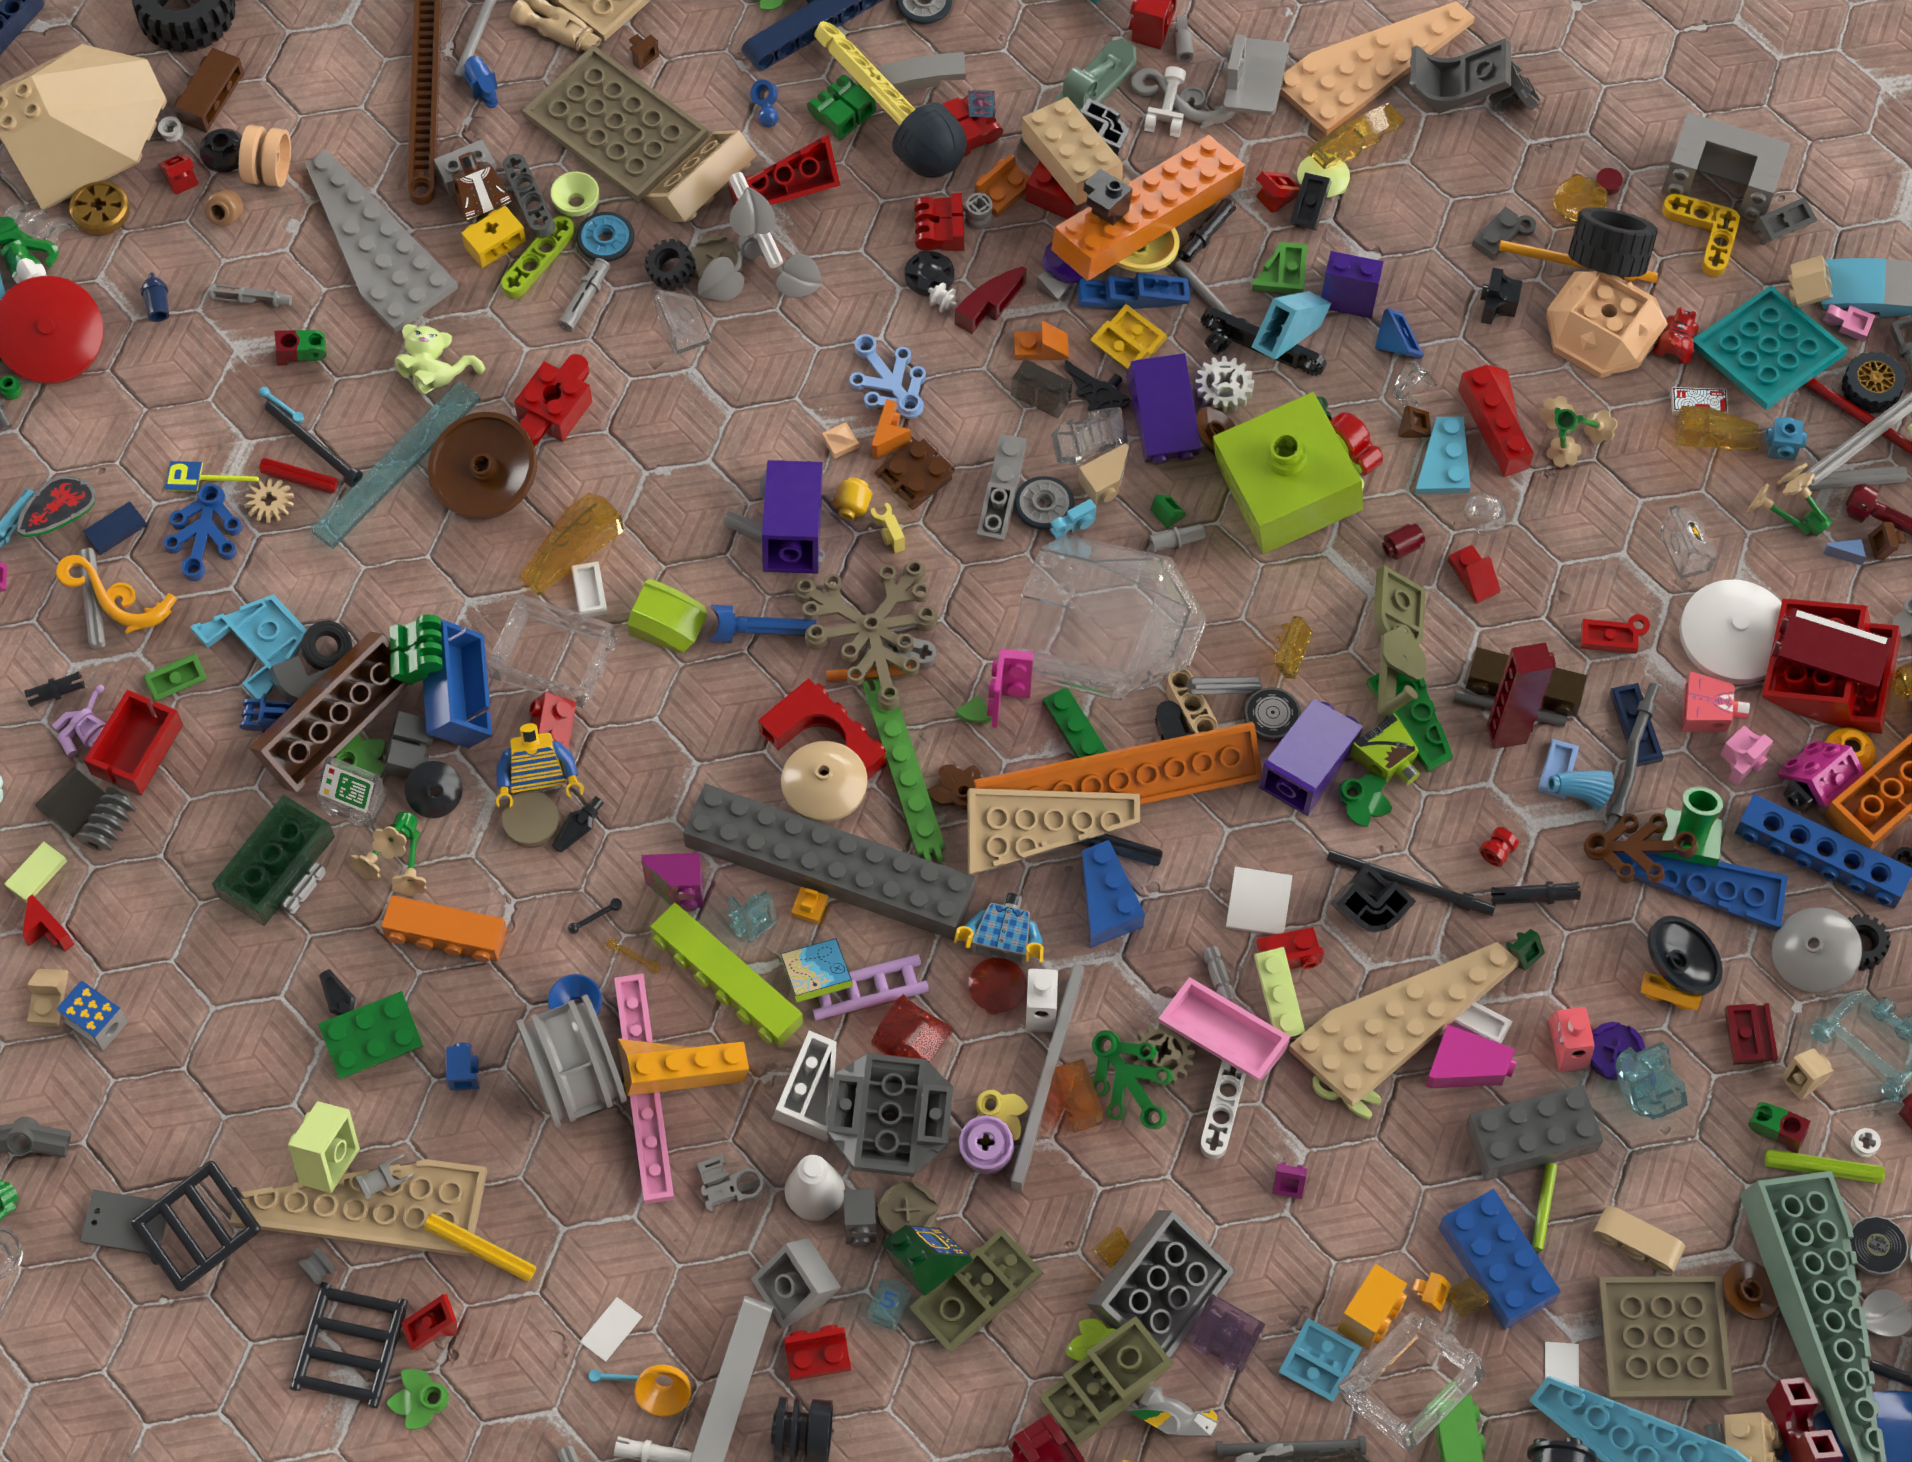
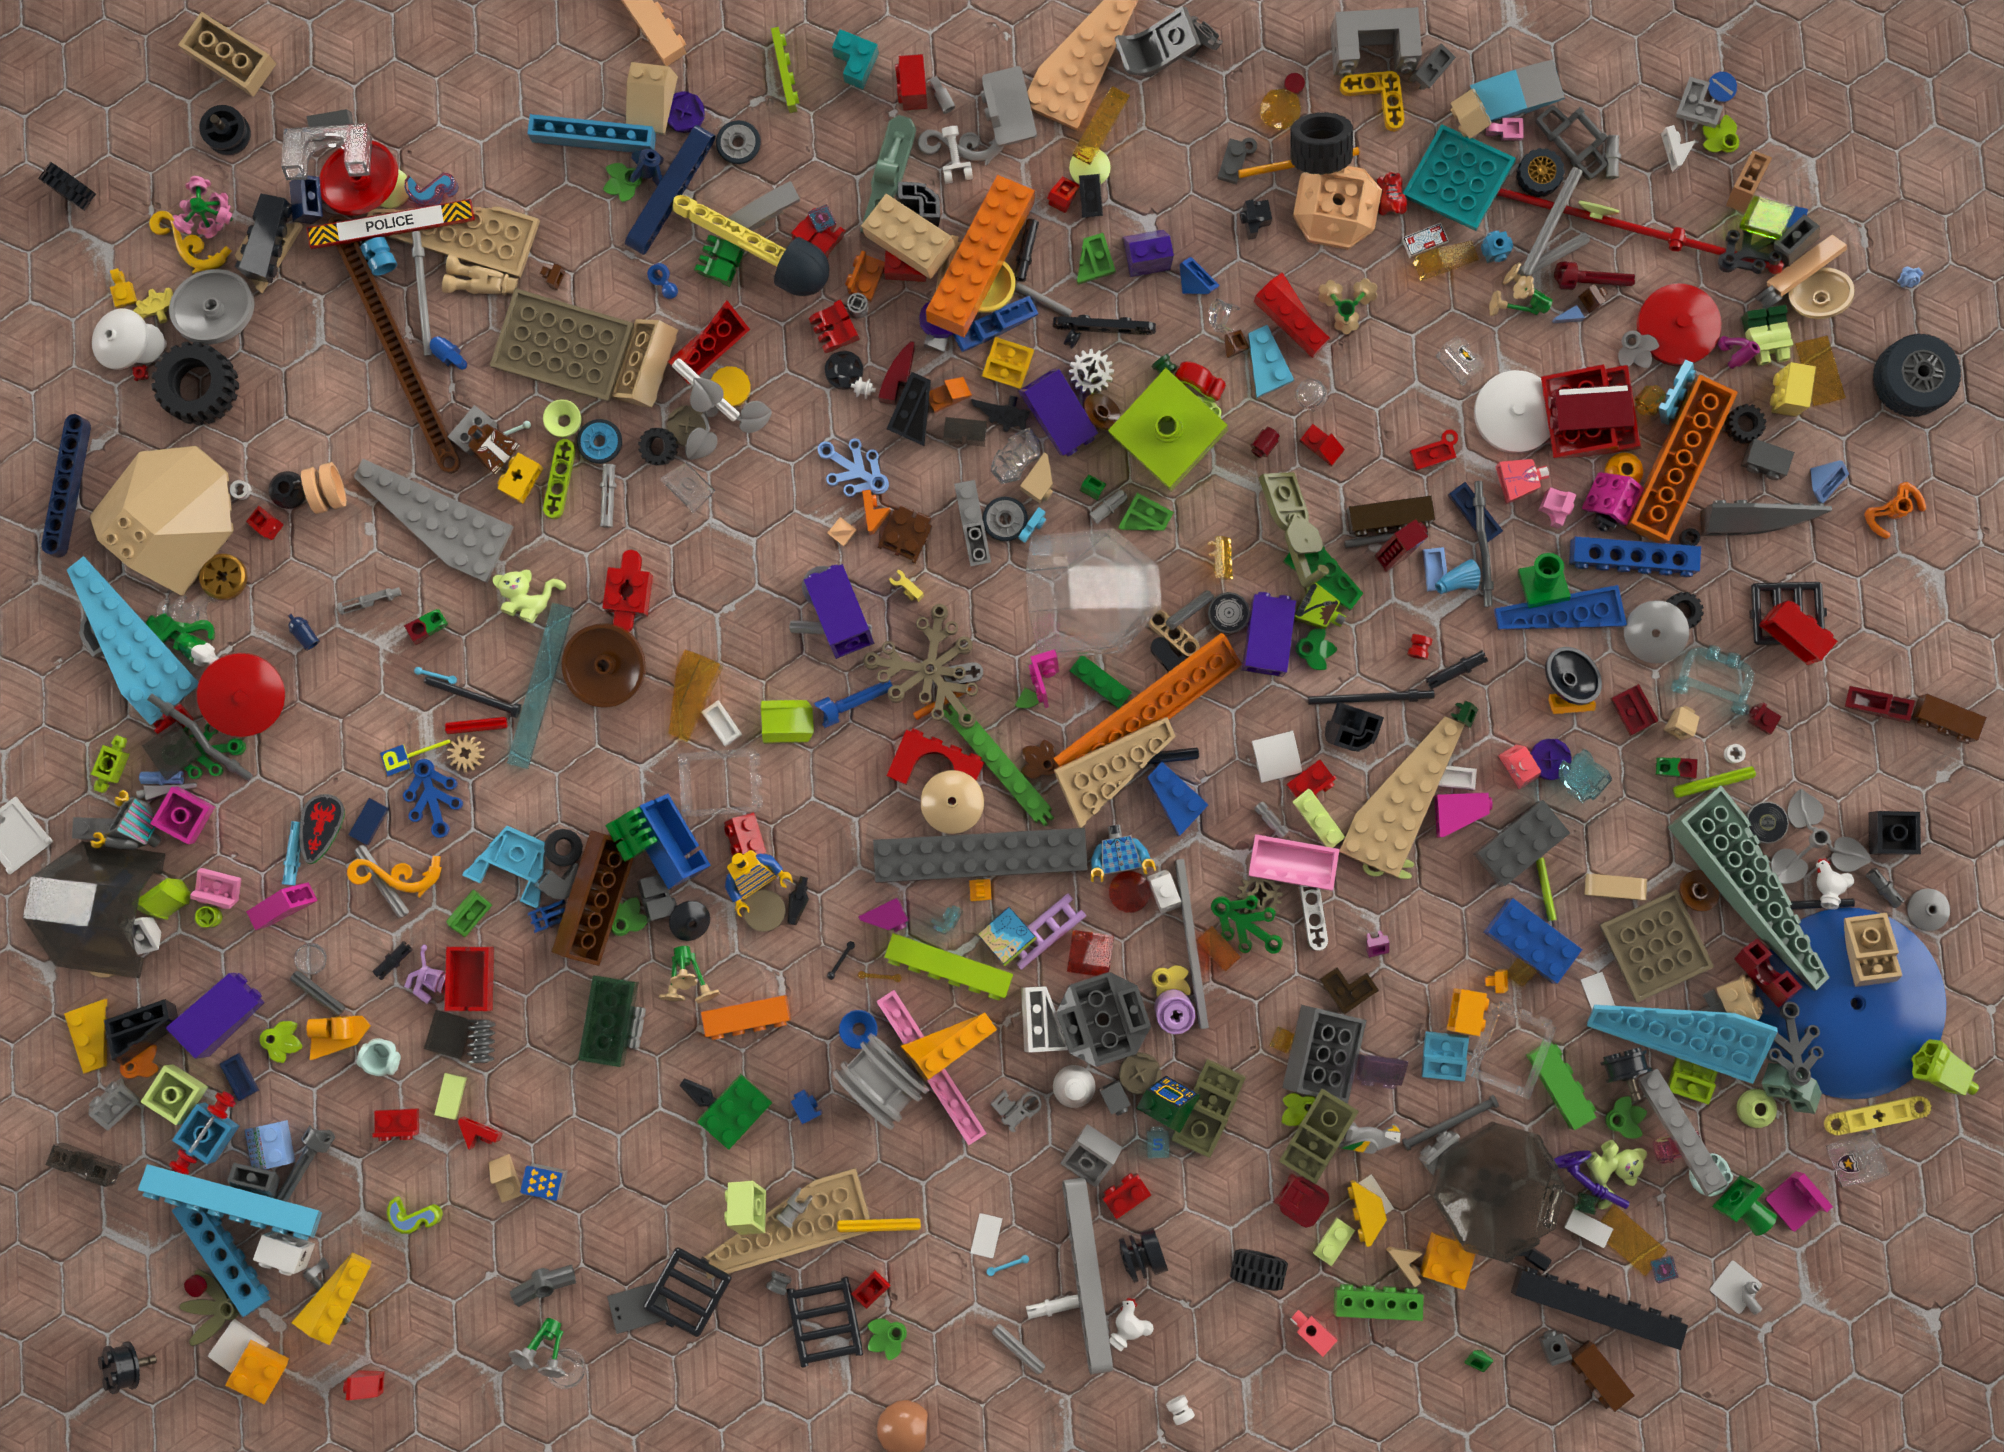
camera: 20 degrees left, 20 degrees up
(208, 89) = (251, 447): reddish brown brick -> none
(223, 207) = (314, 540): medium nougat head -> none
(350, 793) = (636, 951): slope -> none
(529, 195) = (529, 434): dark grey beam -> none
(660, 1399) = (1040, 1265): light orange piece -> none
(792, 236) = (734, 384): none -> yellow tile
(852, 498) = (872, 576): yellow head -> none
(988, 338) = (912, 410): none -> black wedge
(1107, 196) = (955, 272): brick -> none
(1218, 564) = (1145, 515): none -> bright green wing
(1225, 1227) = (1348, 995): none -> dark brown plate
(1289, 322) = (1121, 308): medium azure slope -> none
(1636, 846) = (1512, 609): reddish brown plant -> none

